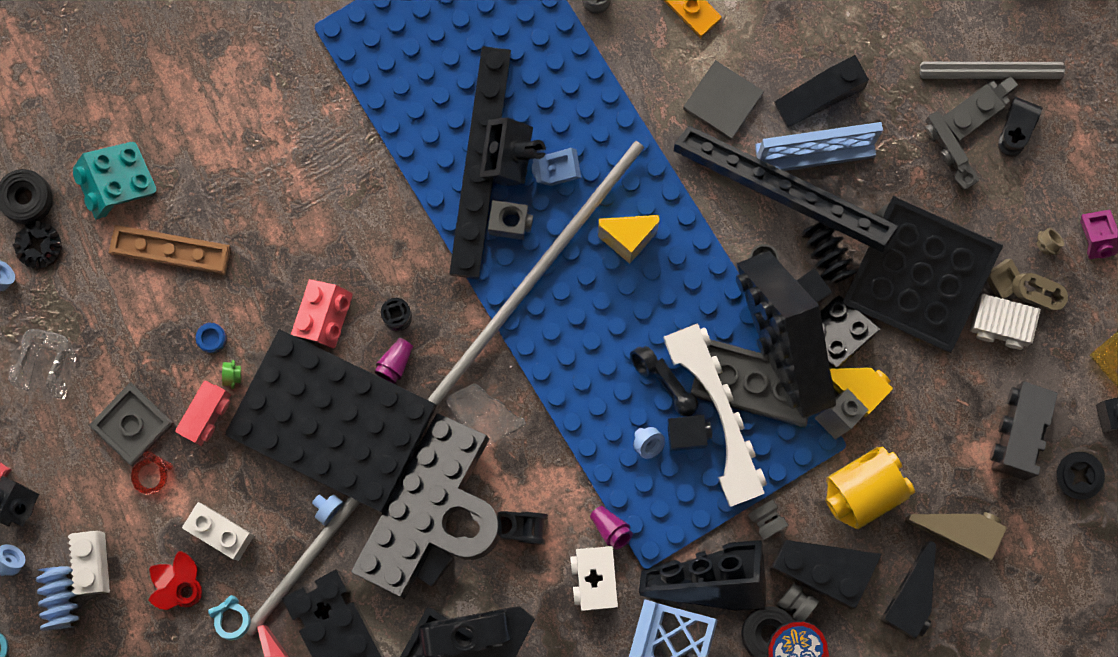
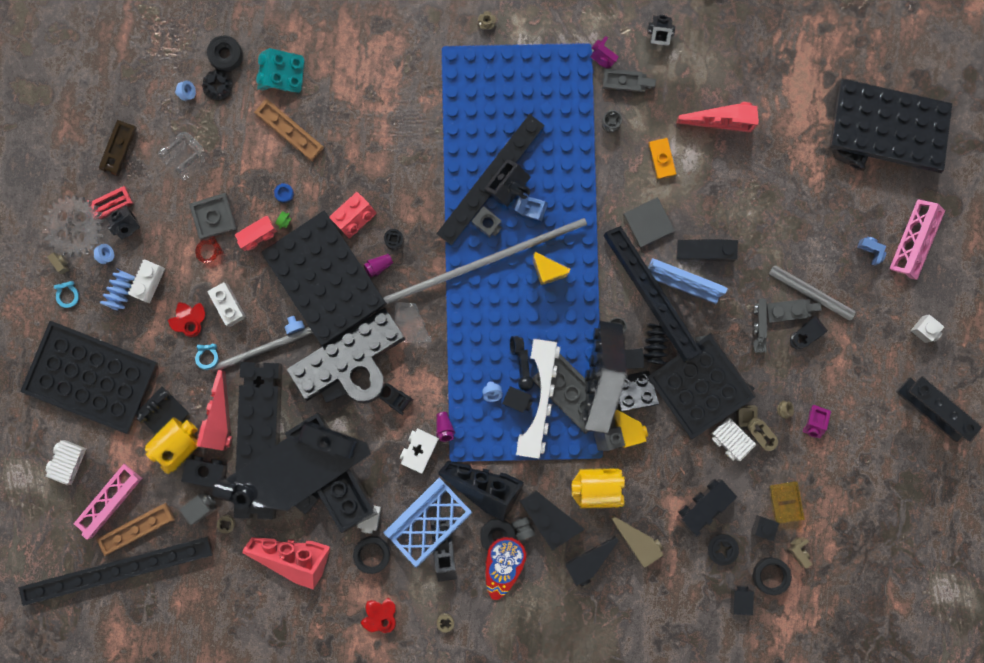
camera: 25 degrees right, 5 degrees up
(764, 513) = (535, 468): dark grey wheel -> none

